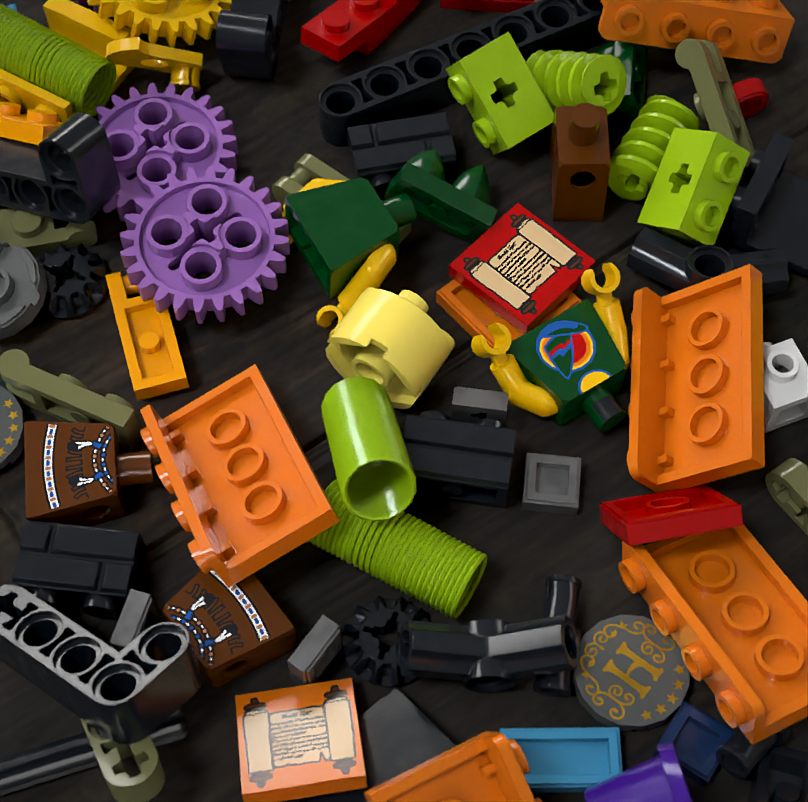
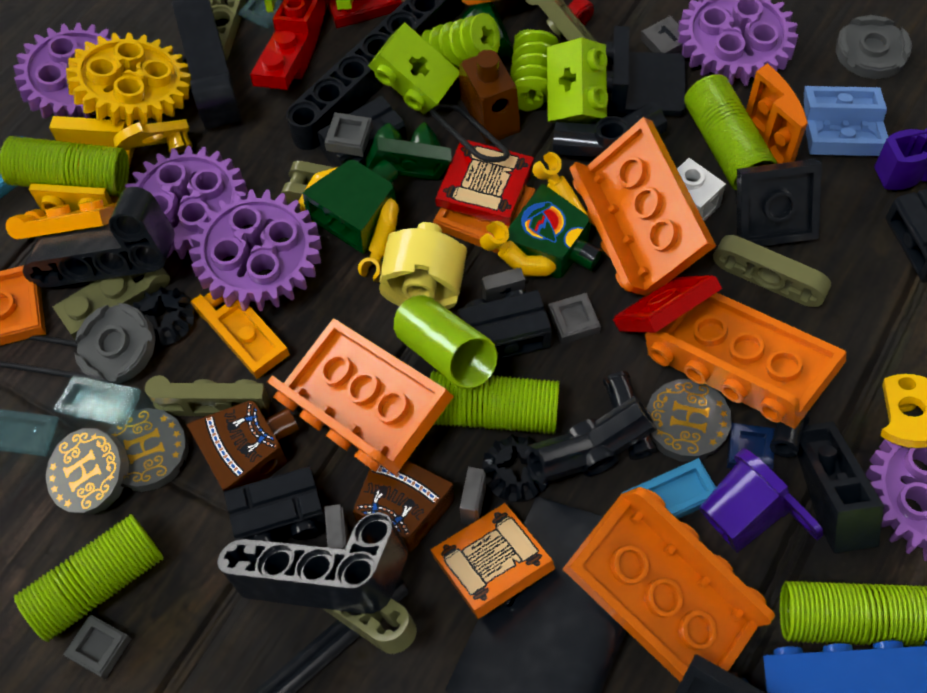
camera: 20 degrees left, 0 degrees up
(380, 145) = (348, 134): none -> dark grey tile
(549, 195) = (467, 145): none -> black piece

